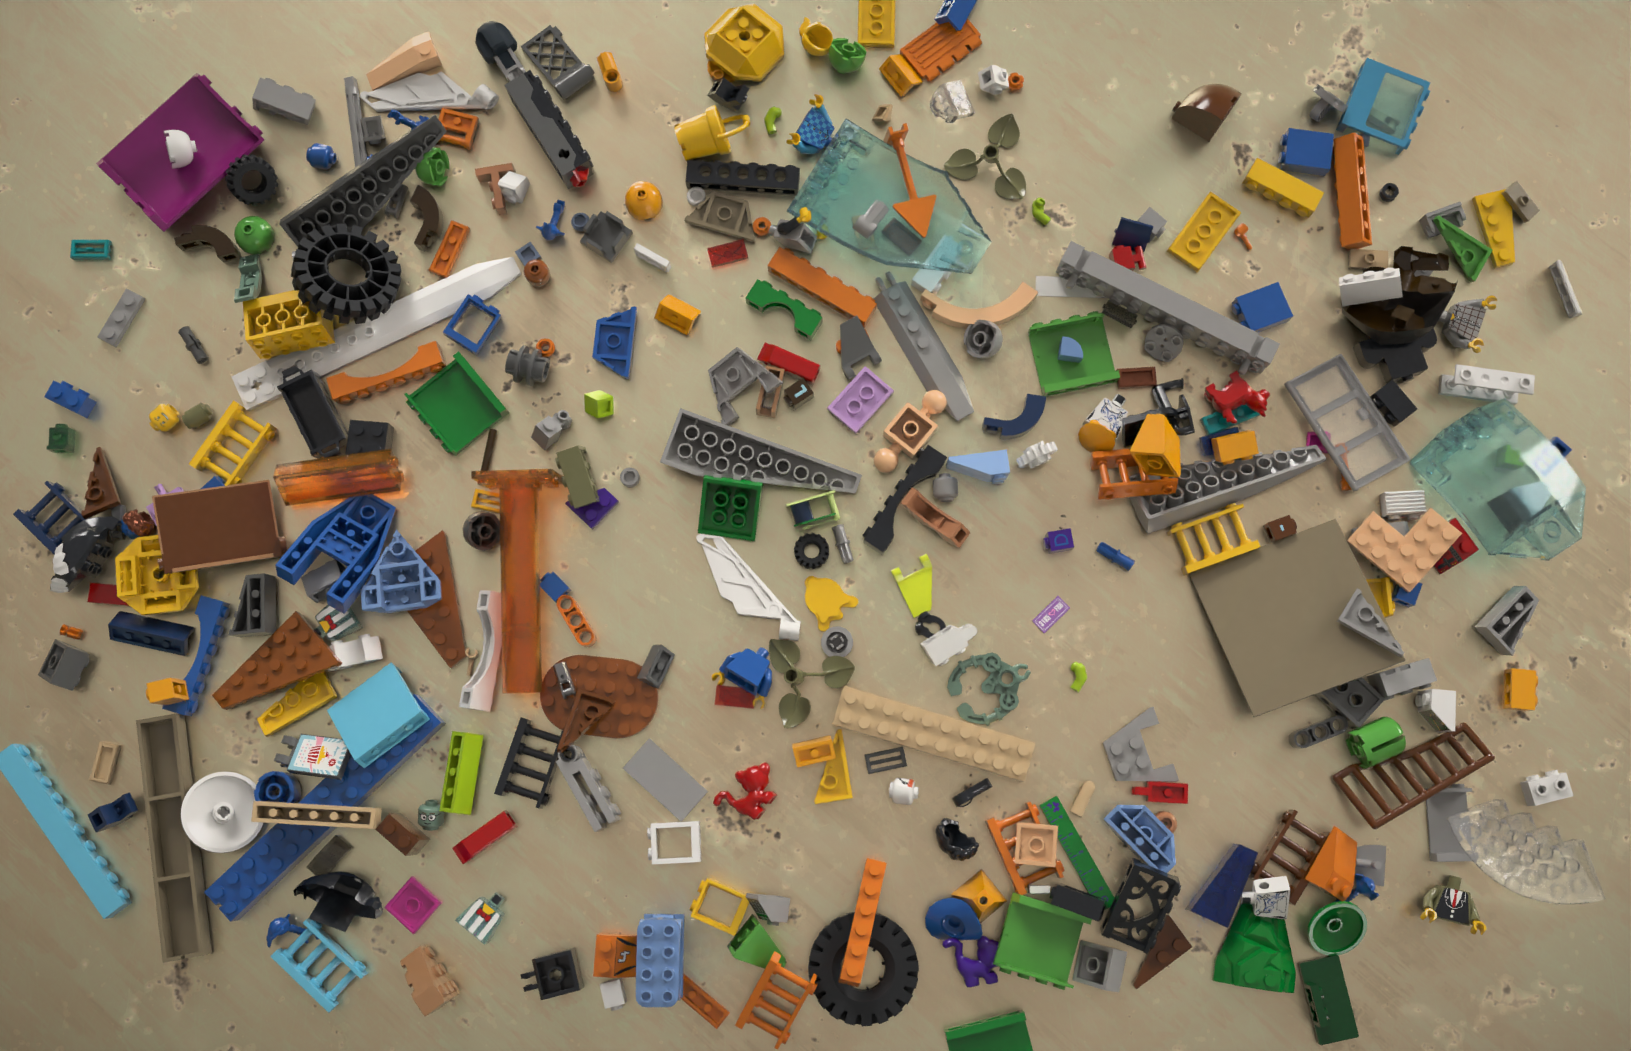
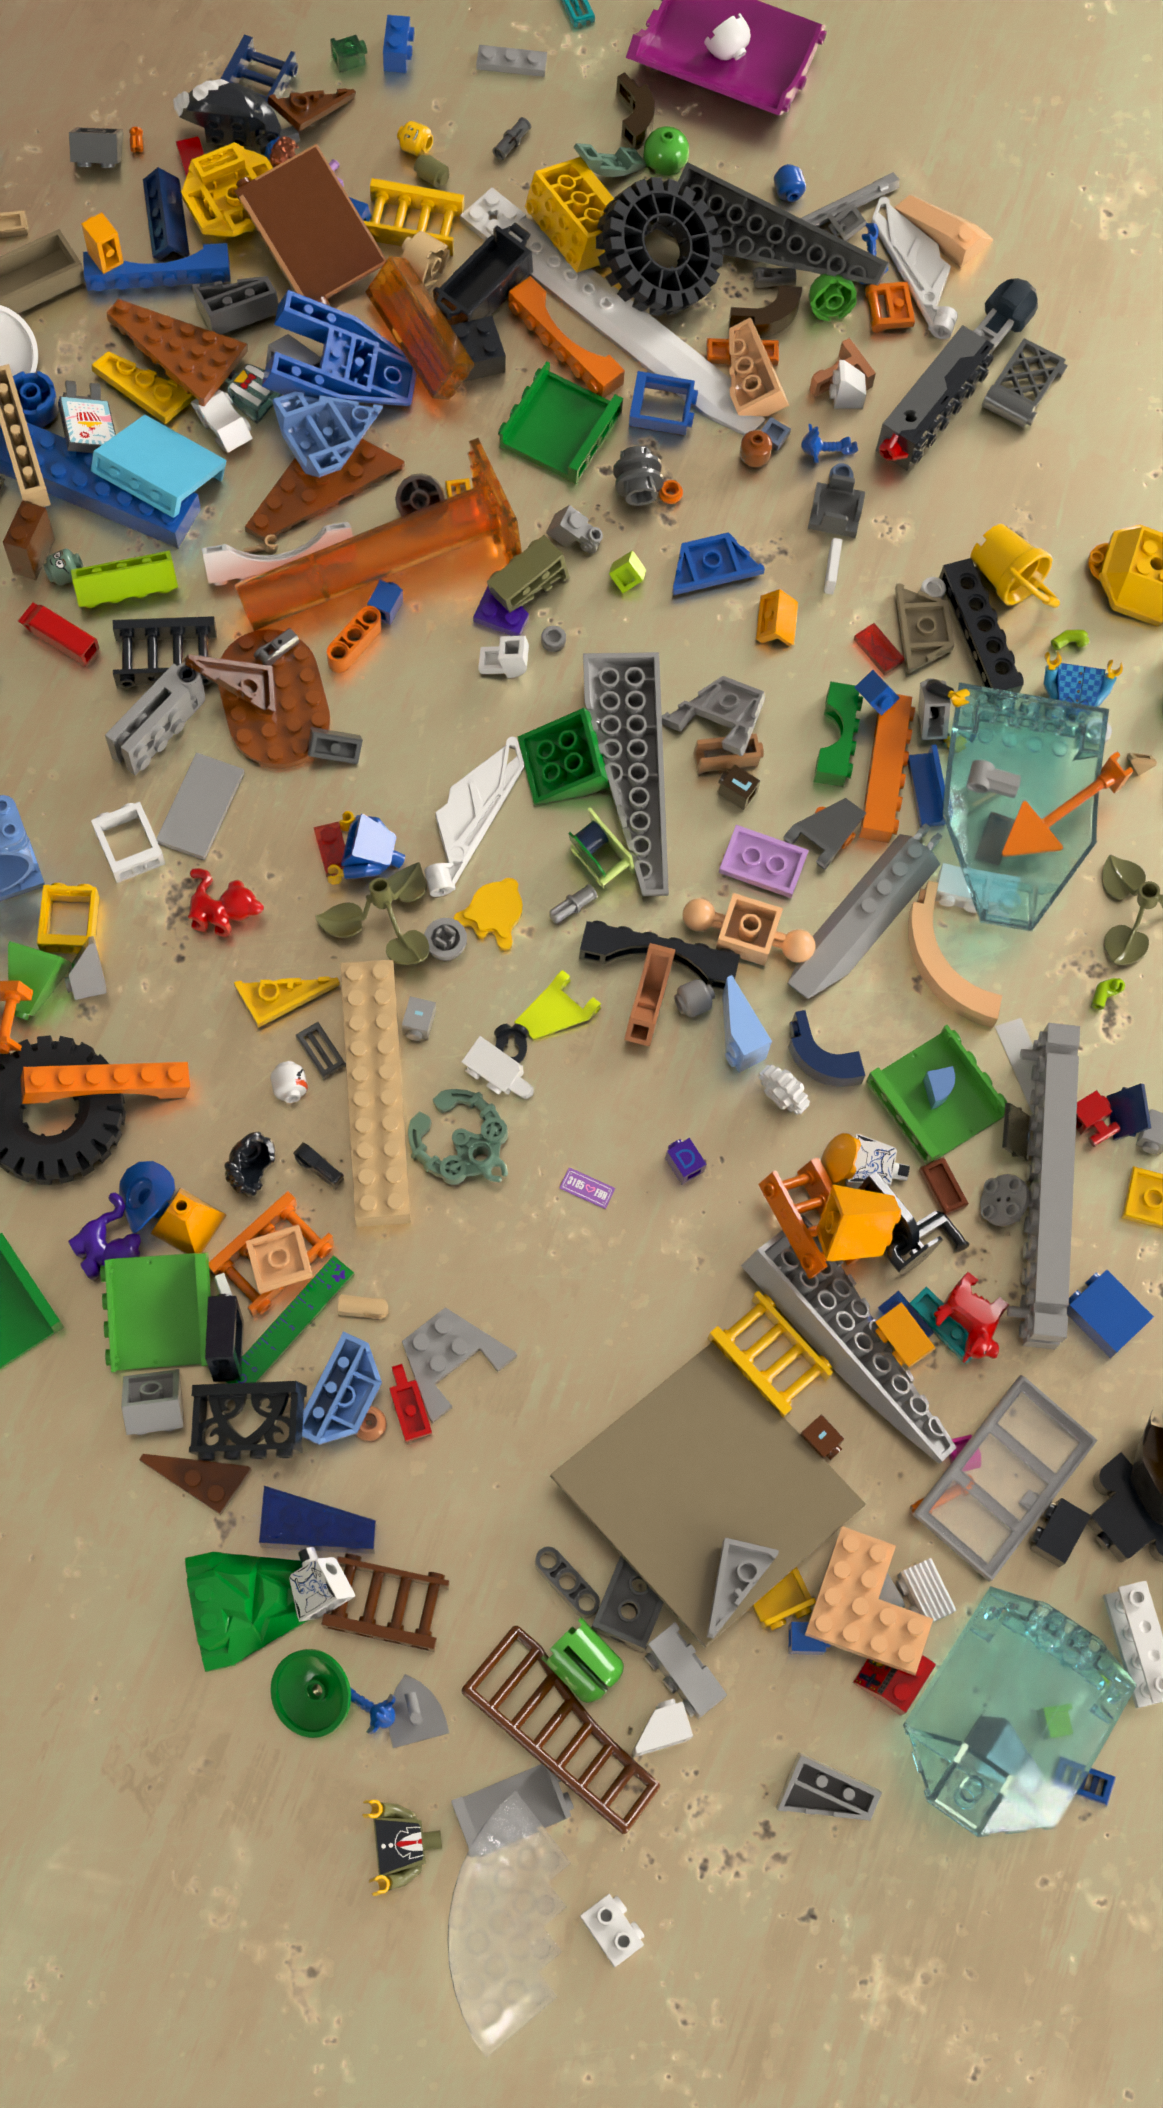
camera: 60 degrees right, 10 degrees down
(256, 195) = (708, 112): black tyre -> none
(276, 450) = (426, 256): none -> tan brick
(283, 100) = (835, 120): light grey wedge -> none
(477, 250) = (753, 379): none -> light nougat wedge
(488, 450) = (523, 476): dark brown bar -> none
(609, 71) = (1040, 440): light orange piece -> none
(636, 516) = (506, 658): none -> white brick
(643, 200) = (899, 533): light orange cylinder -> none
(727, 94) = (1076, 577): black brick -> none
(761, 231) = (930, 666): orange plate -> none
(770, 269) = (877, 692): none -> blue brick
(793, 364) = (772, 765): red piece -> none
(811, 539) = (553, 857): black tyre -> none
(813, 751) = (297, 957): light orange panel -> none
(848, 264) = (927, 787): none -> blue panel
(890, 683) = (418, 1018): none -> light grey brick
(983, 339) = (905, 975): light grey cylinder -> none
(1081, 676) = (521, 1249): lime arm -> none
(1115, 556) = (695, 1239): blue axle -> none
(1328, 1000) = (211, 1720): dark green bracket -> none
(1335, 865) = (395, 1661): orange slope -> none
(1520, 689) = (736, 1845): light orange brick -> none

